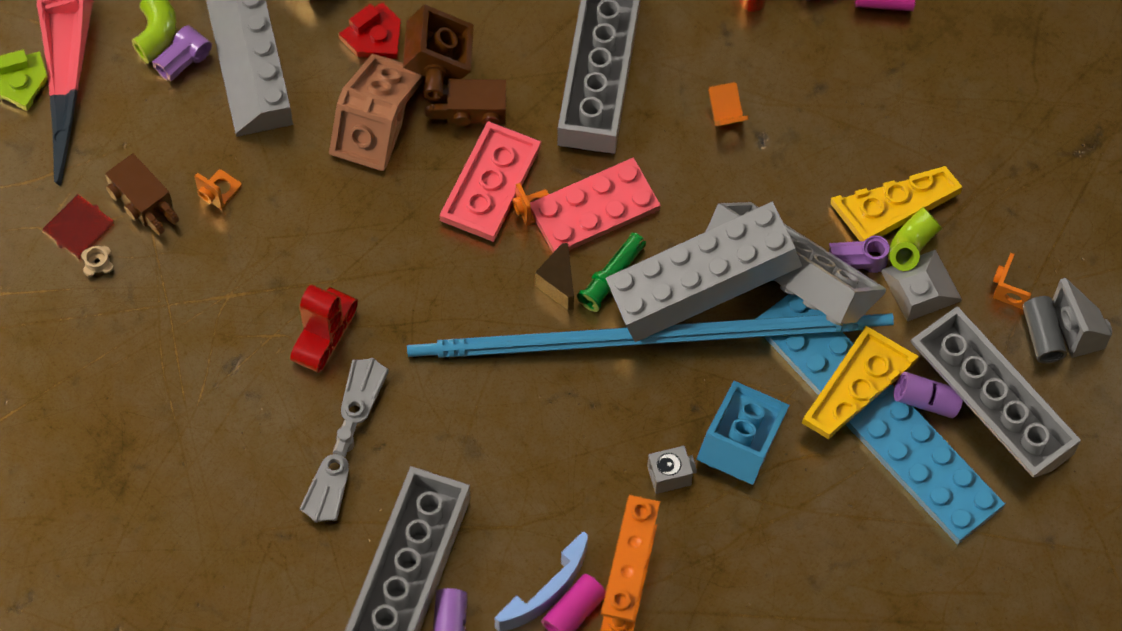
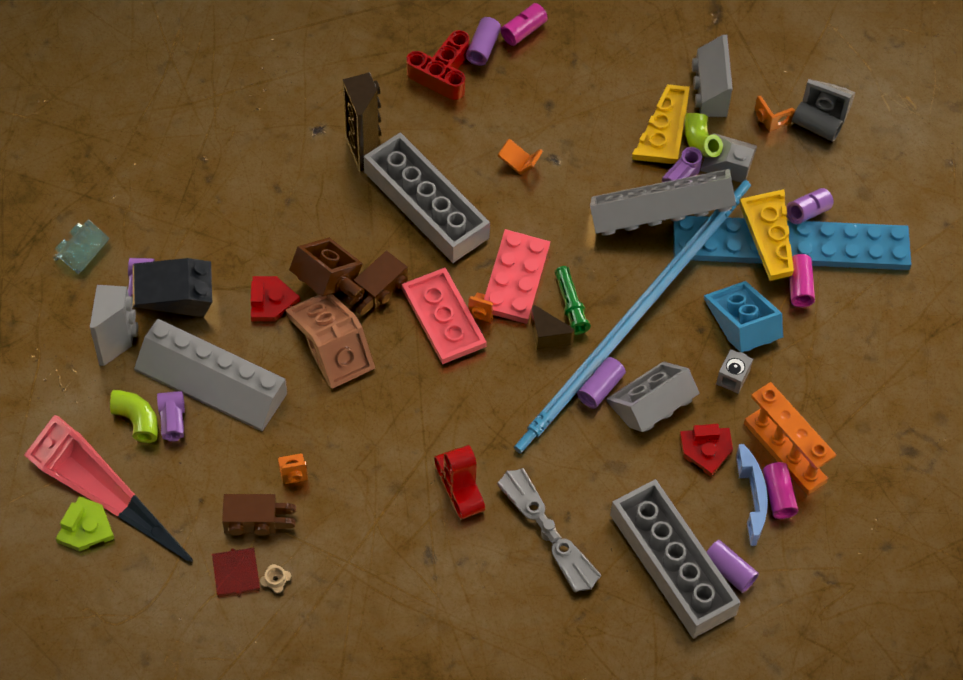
camera: 50 degrees left, 5 degrees down
(544, 364) = (601, 382): none -> medium lavender pin
(565, 509) = (706, 446): none -> red plate
(572, 420) = (654, 396): none -> light grey slope
(703, 272) = (635, 245): light grey brick -> none
(836, 453) = (802, 281): none -> dark pink pin
(992, 200) = (713, 78): none -> light grey slope
(997, 393) = (840, 170): light grey slope -> none

